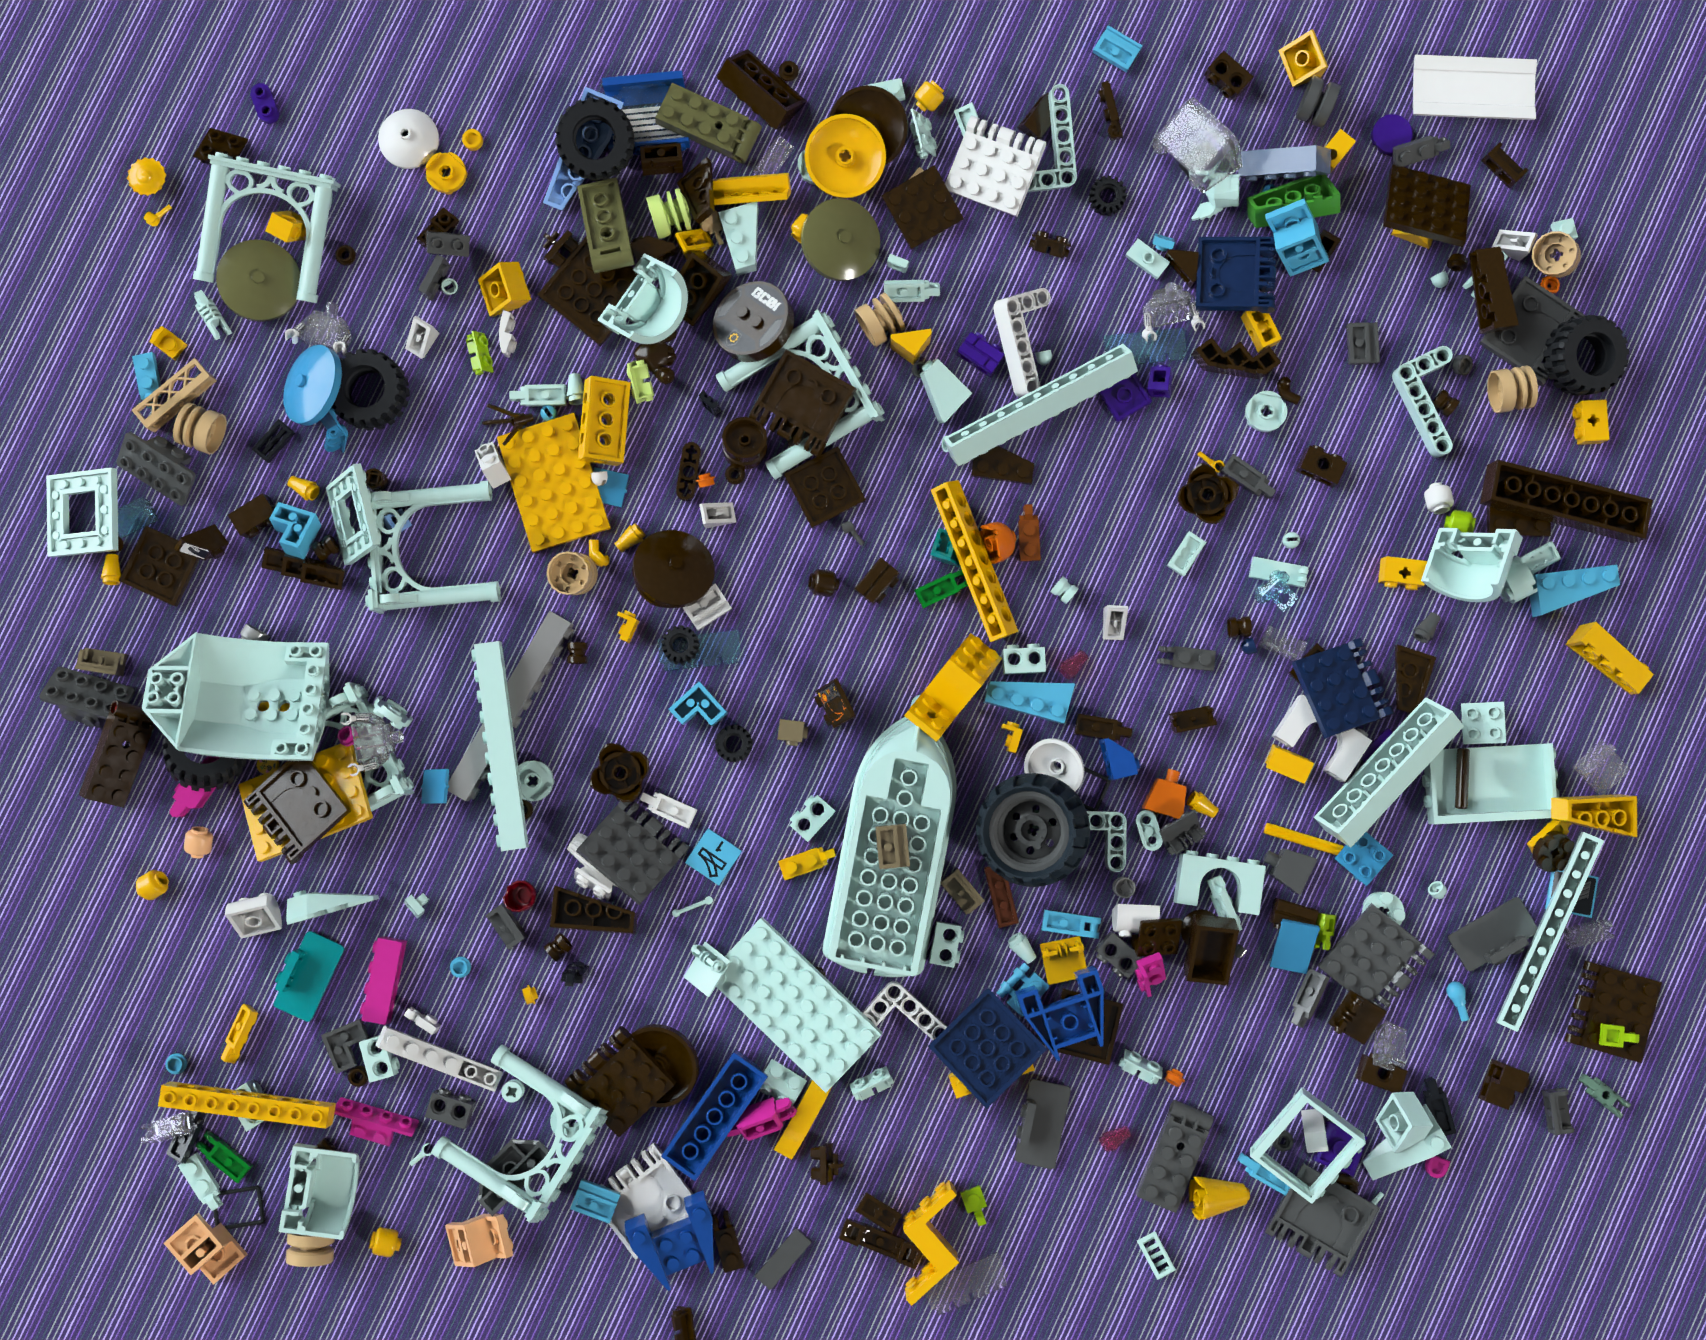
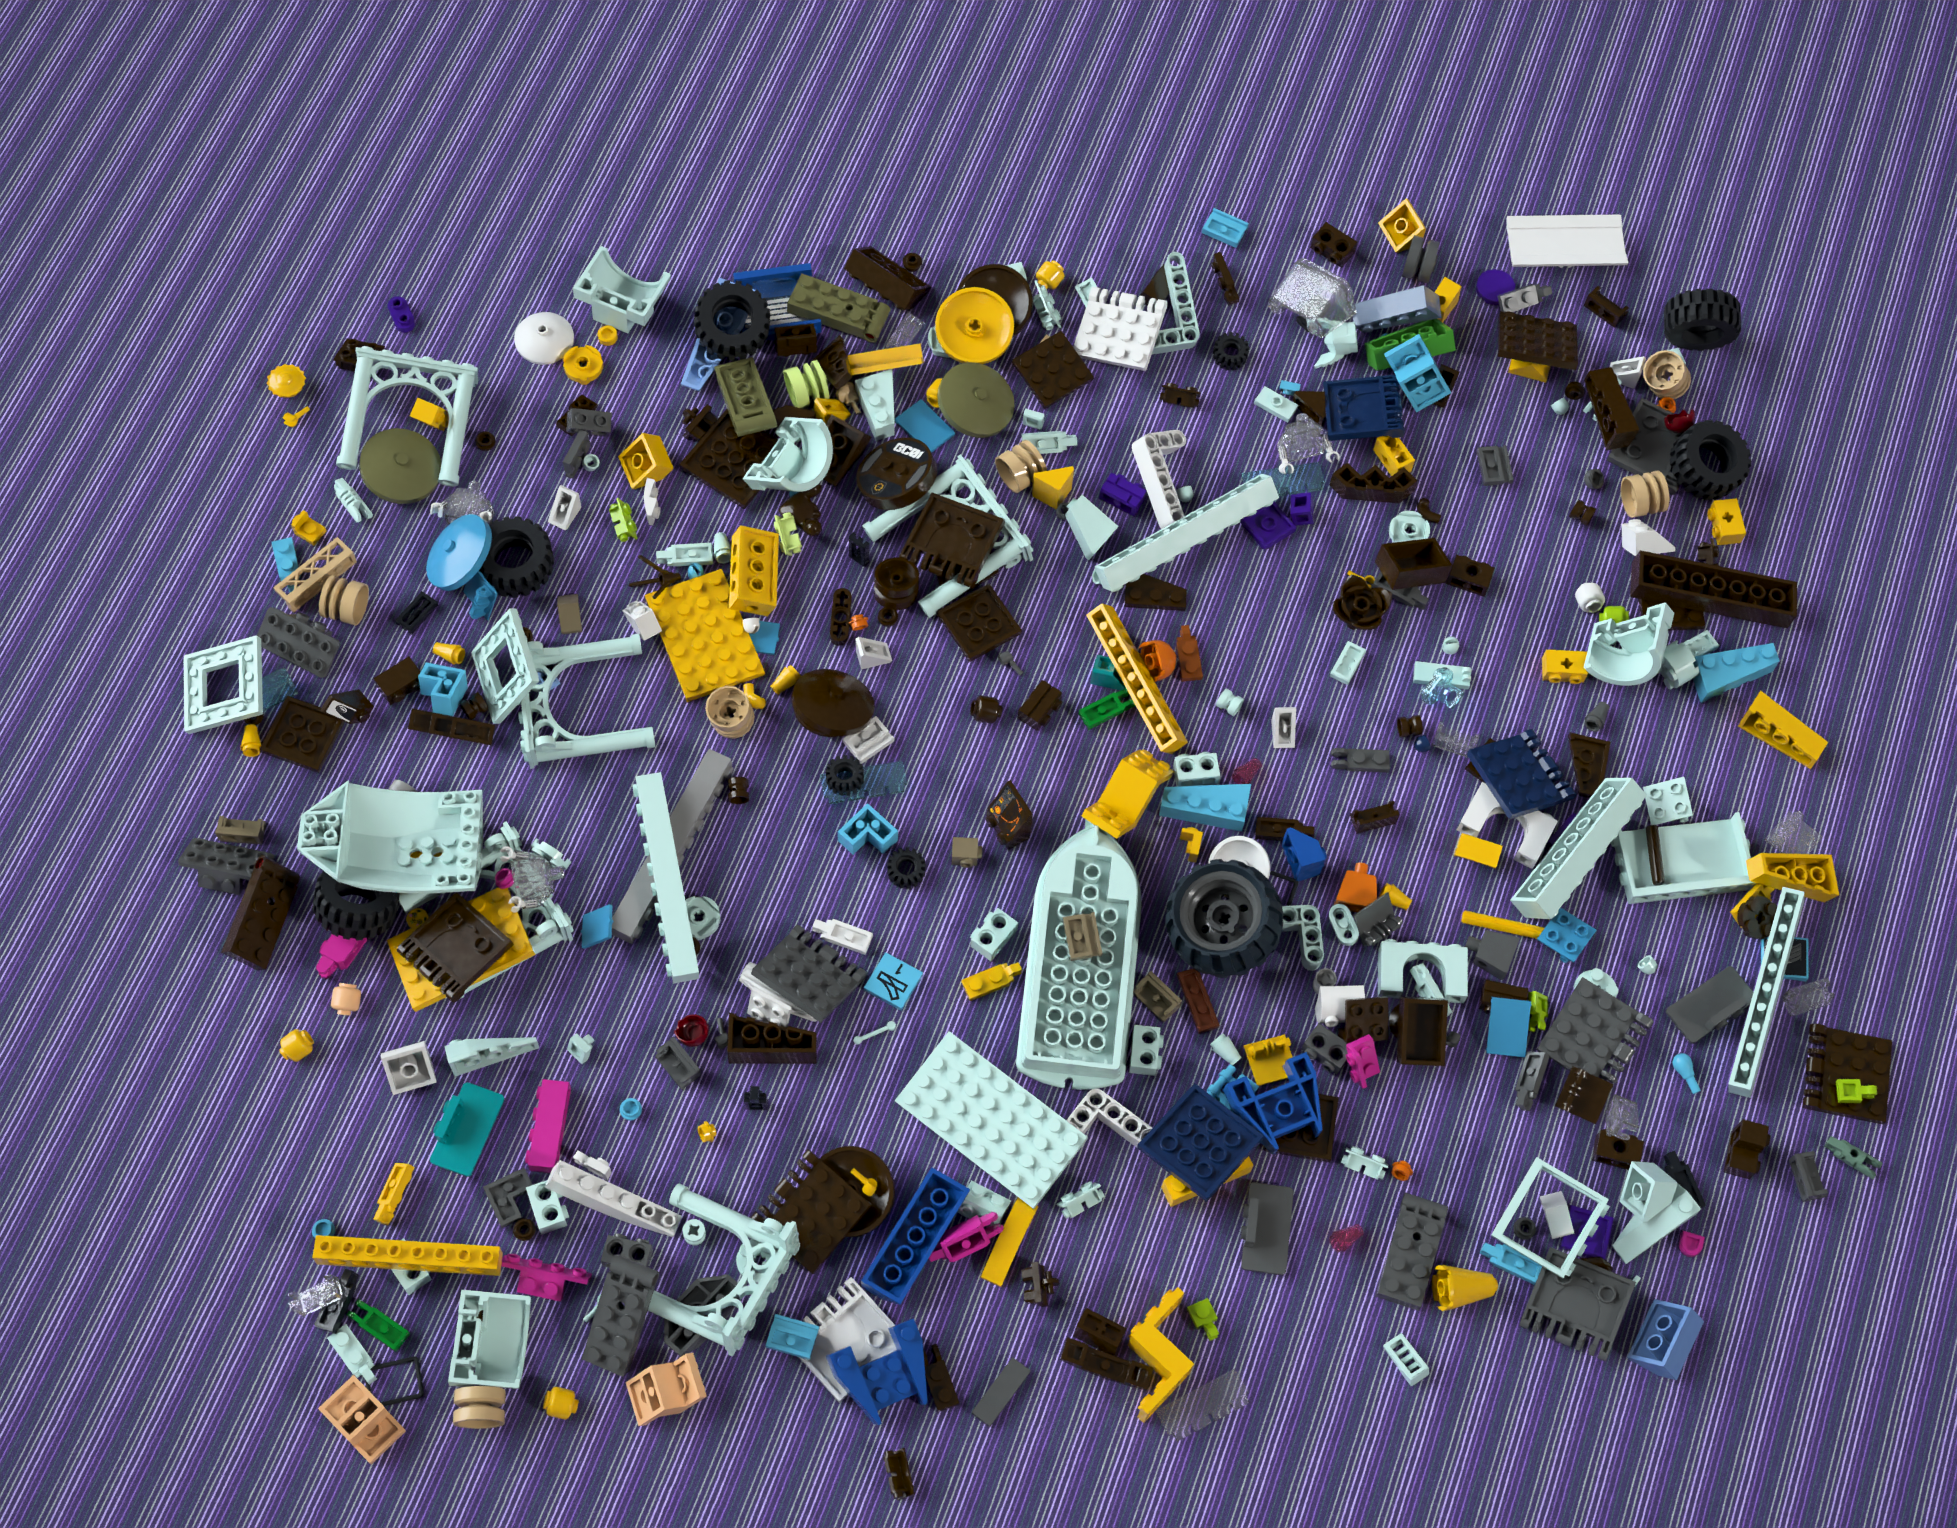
camera: 10 degrees left, 20 degrees down
(422, 451) = (569, 613): none -> dark tan slope
(438, 1176) = (616, 1326): none -> dark grey hinge
(482, 95) = (616, 296): none -> light aqua piece
(547, 905) = (722, 1039): none -> dark grey hand
(558, 947) = (735, 1080): dark brown wheel -> none
(604, 776) = (783, 887): dark brown brick -> none
(627, 630) = (790, 761): yellow bracket -> none
(674, 1064) = (869, 1184): none -> yellow hand
(706, 968) = (895, 1089): light aqua hinge -> none
(787, 263) = (925, 425): none -> dark azure piece
(1070, 924) = (1274, 1022): medium azure plate -> none
(1265, 454) = (1413, 563): none -> dark brown piece
(1398, 1256) = (1666, 1338): none -> medium blue slope
(1423, 400) = (1551, 514): light aqua beam -> none
(1503, 441) = (1640, 536): none -> white slope
(1561, 309) = (1680, 422): none -> dark red hair
(1566, 456) = (1708, 552): none -> dark brown hinge
(1604, 194) = (1702, 319): none -> black tyre

